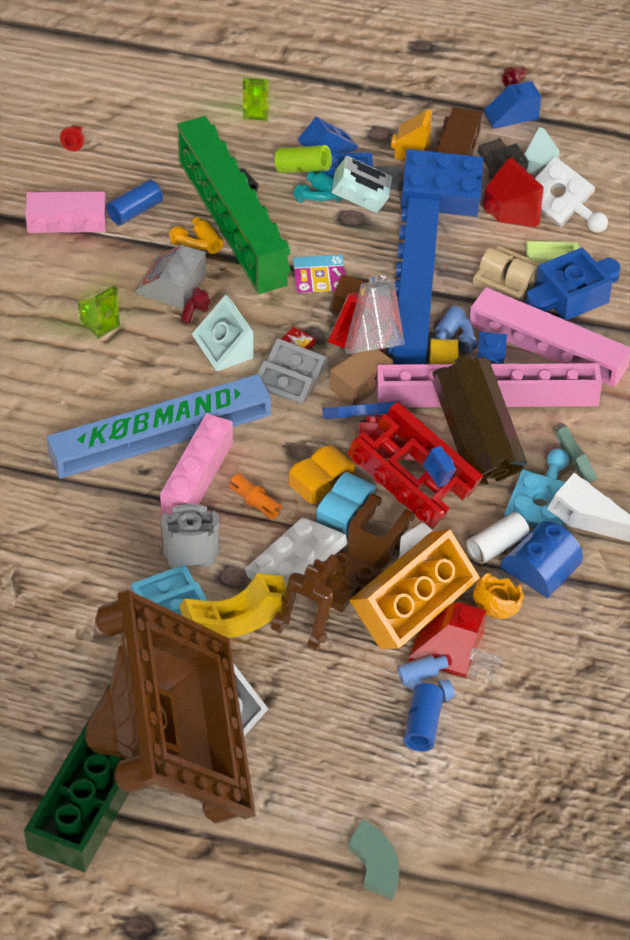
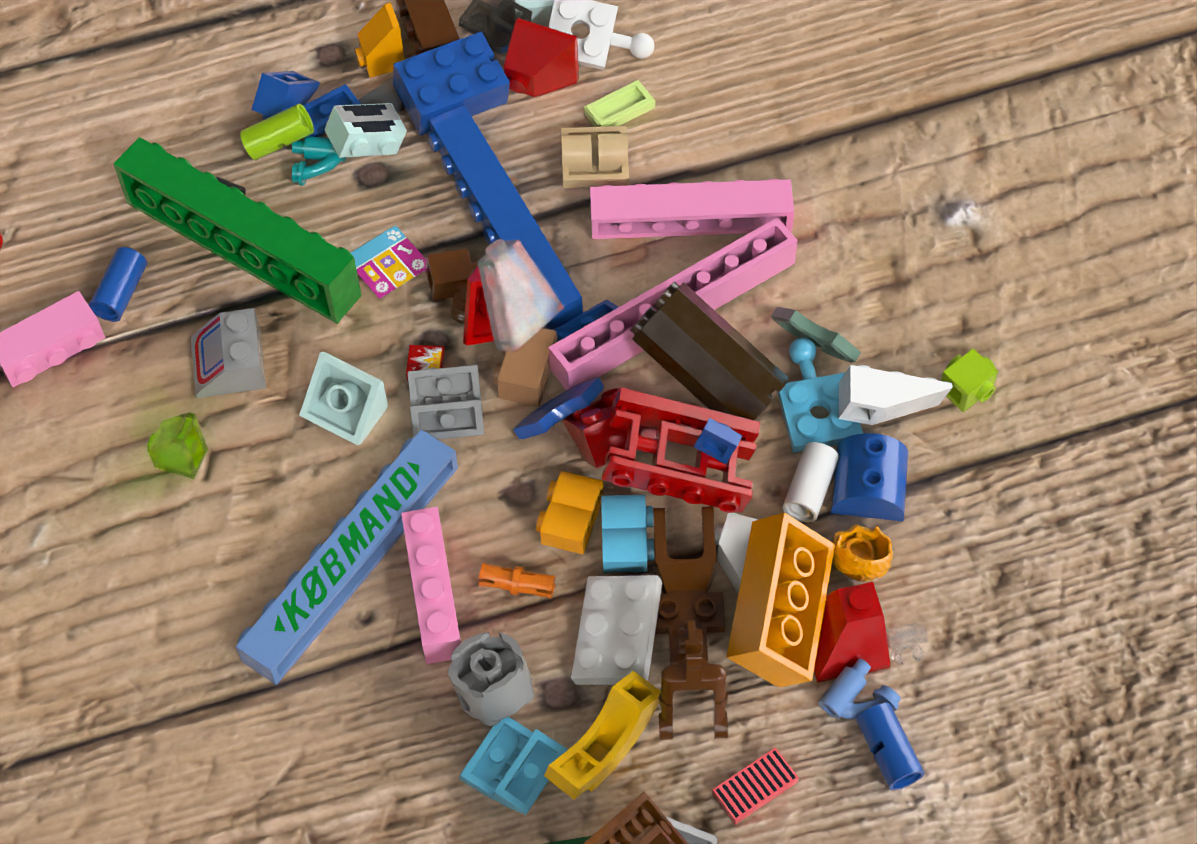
camera: 30 degrees left, 10 degrees up
(199, 300) = (281, 370): dark red plate -> none
(207, 237) = (234, 283): light orange plant -> none
(256, 99) = (169, 82): clear neon green slope -> none
(316, 693) = (755, 786): none -> coral tile
(443, 351) = (595, 287): yellow brick -> none
(450, 324) = (576, 256): medium blue plant -> none
(492, 347) = (647, 262): blue brick -> none
(573, 284) = (674, 134): blue brick -> none

